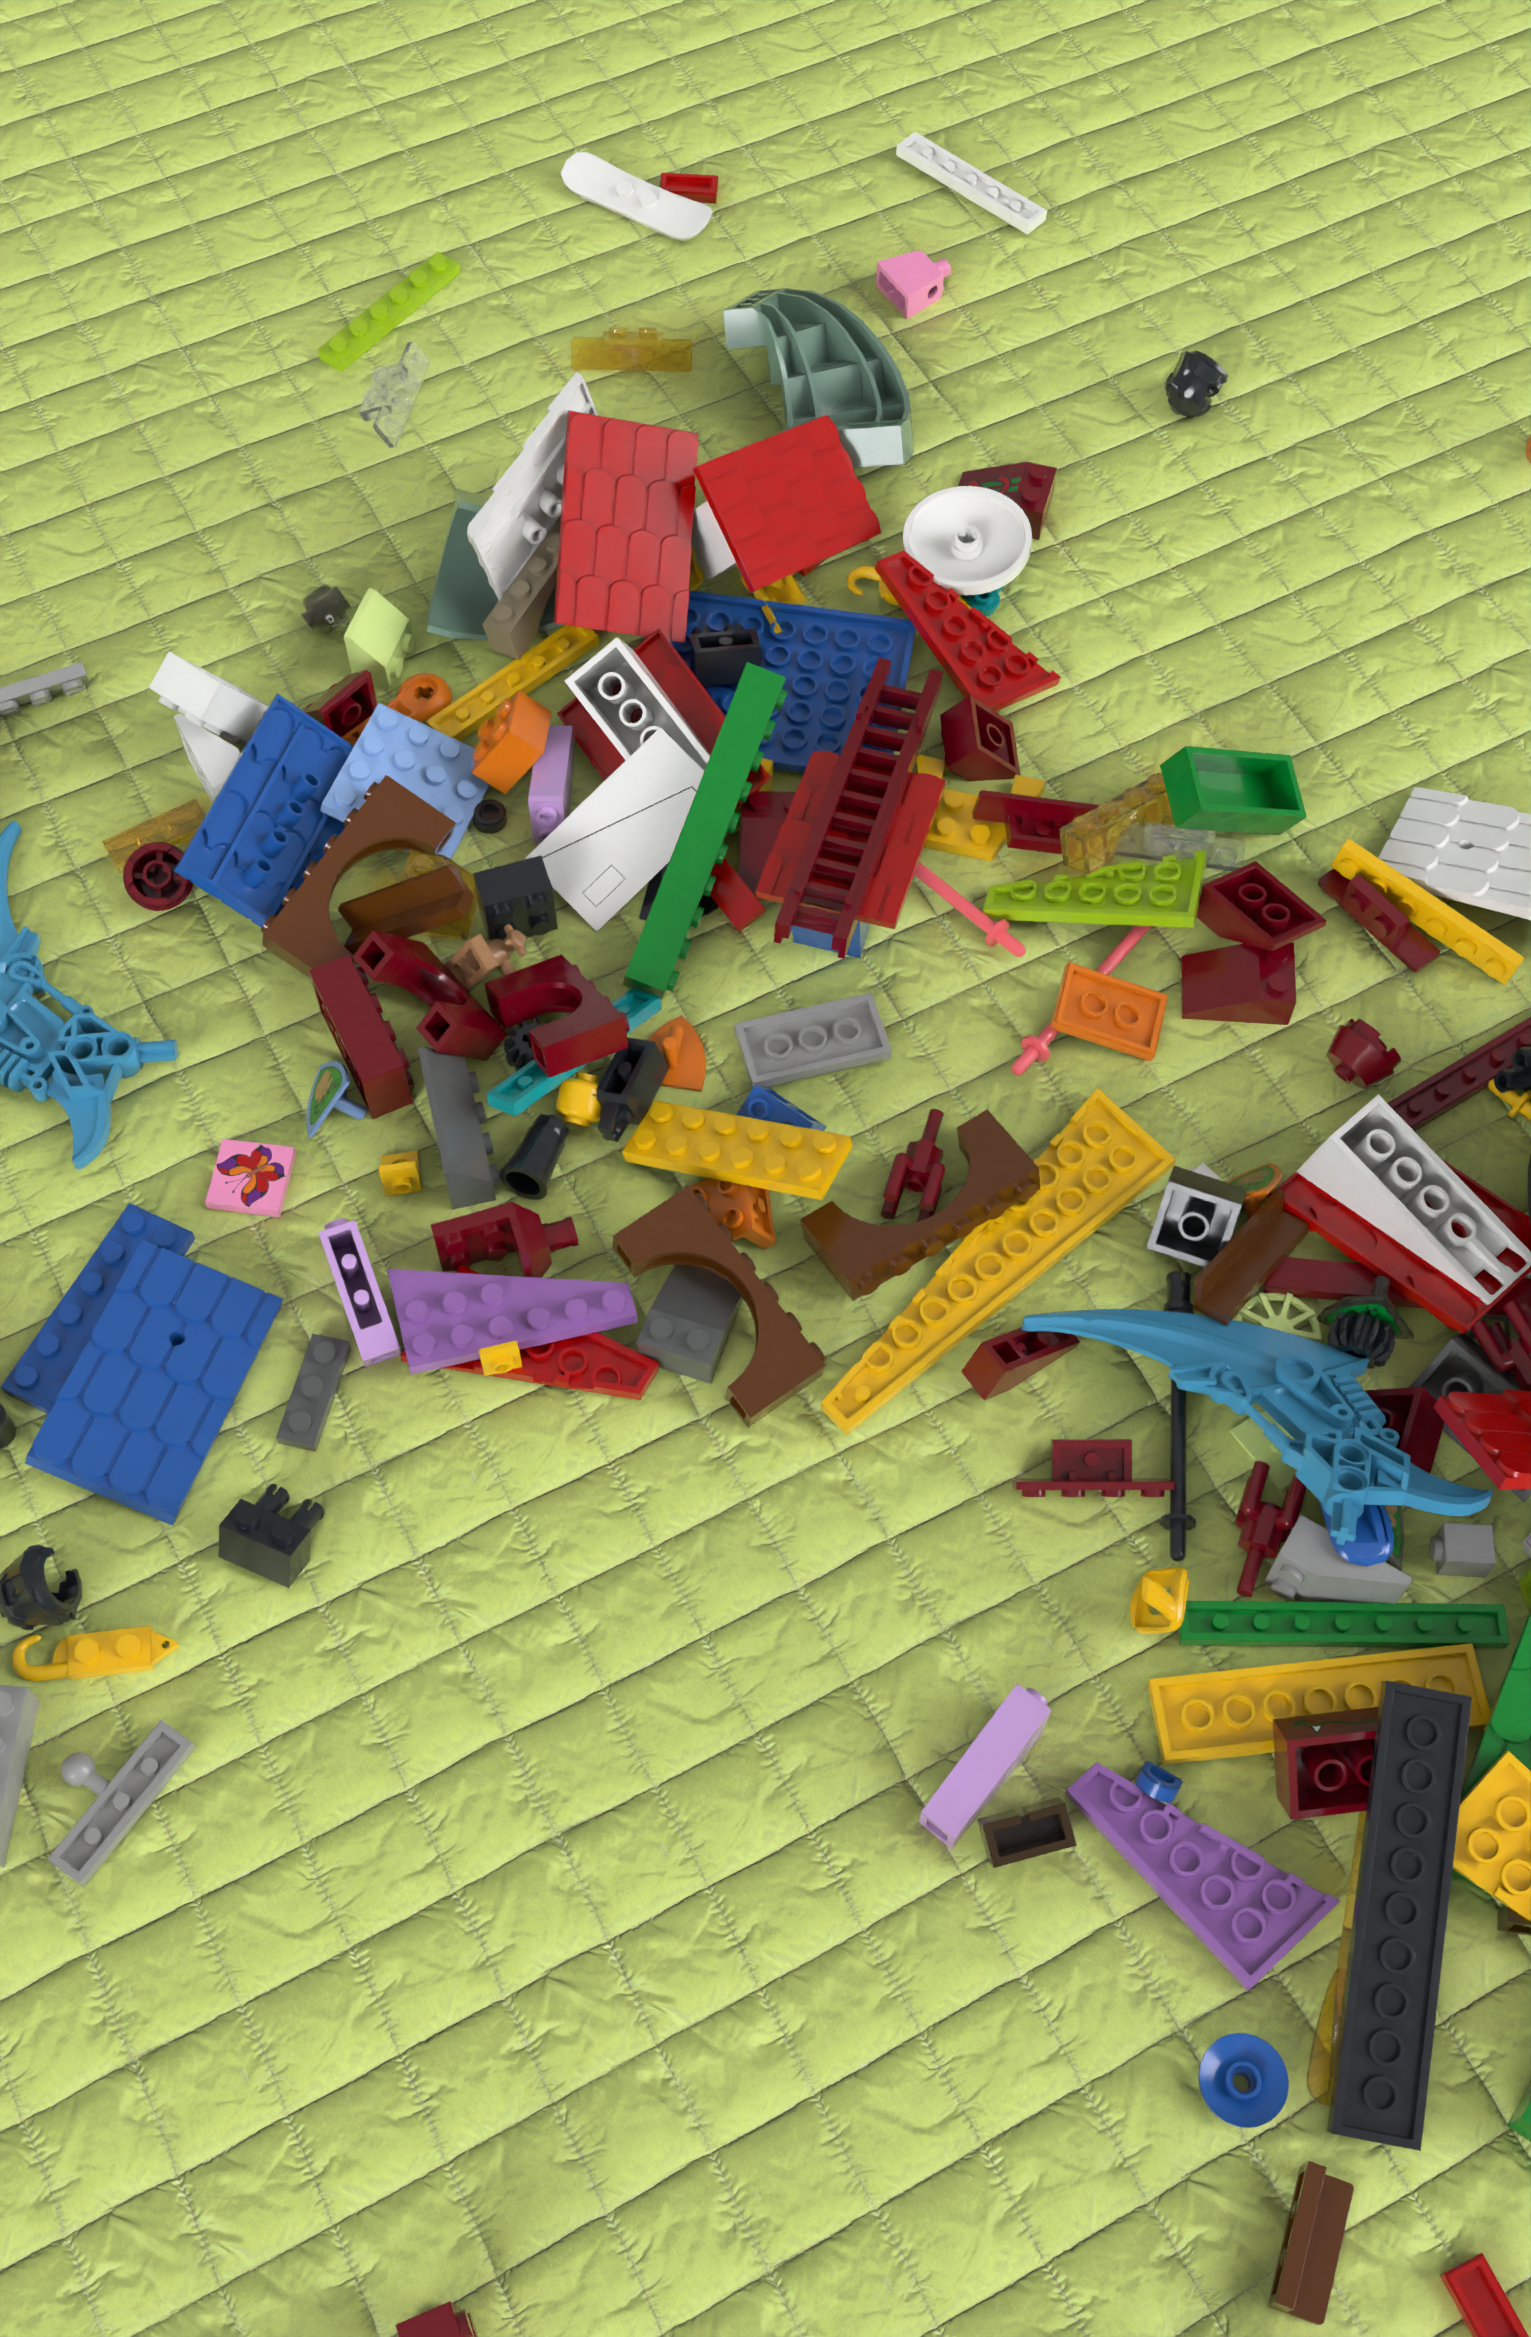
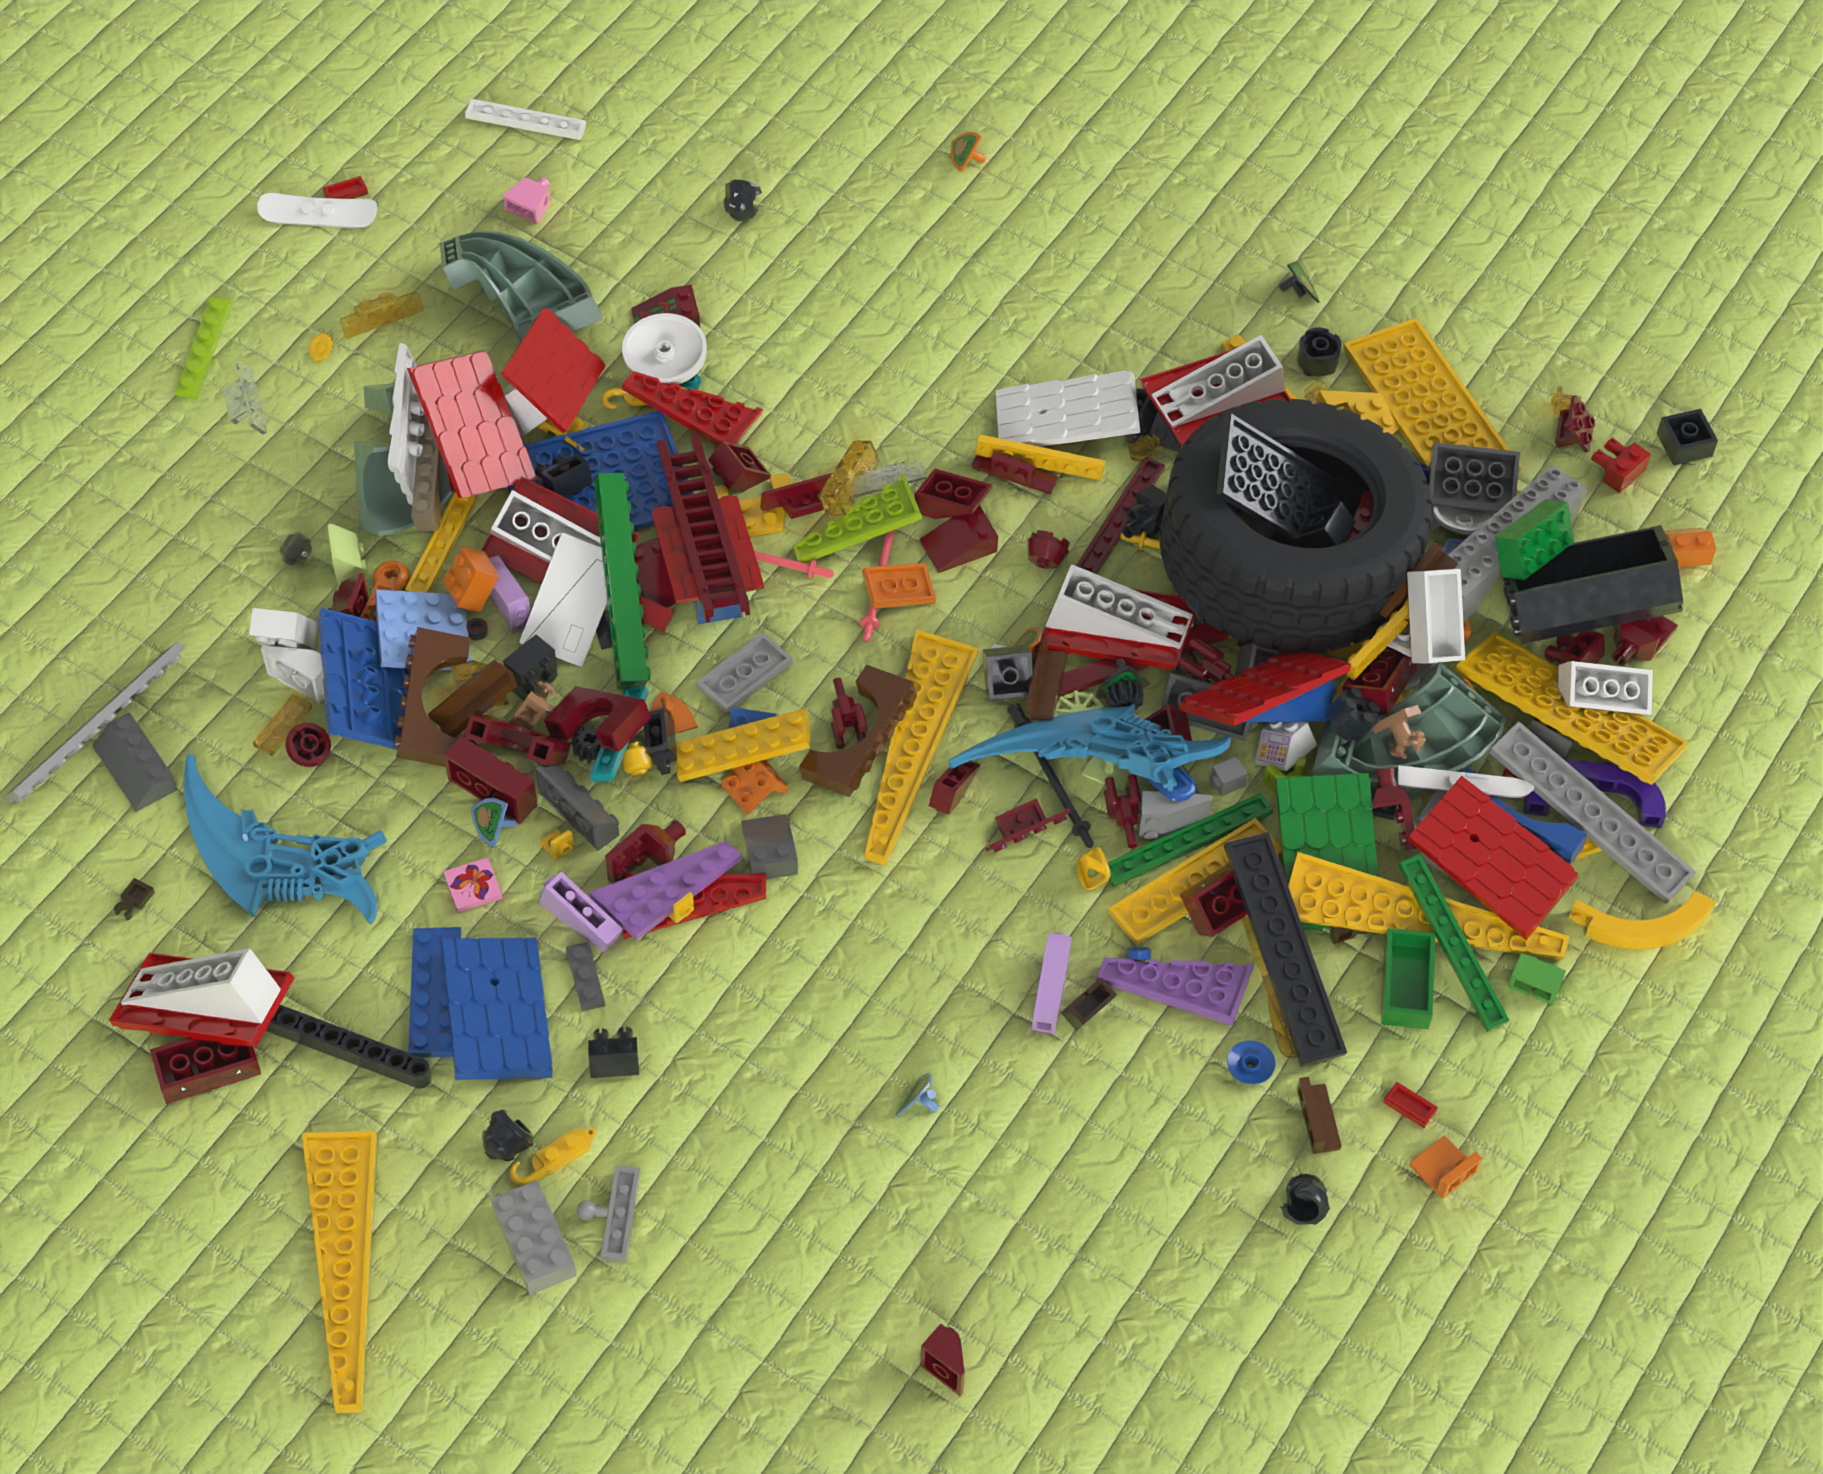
camera: 30 degrees left, 5 degrees down
(529, 365) = (320, 347): none -> yellow piece
(535, 1159) = (631, 803): black plant -> none
(672, 1845) = (917, 1093): none -> medium blue shield
(686, 1234) = (746, 800): reddish brown arch -> none
(1232, 791) = (901, 434): green piece -> none

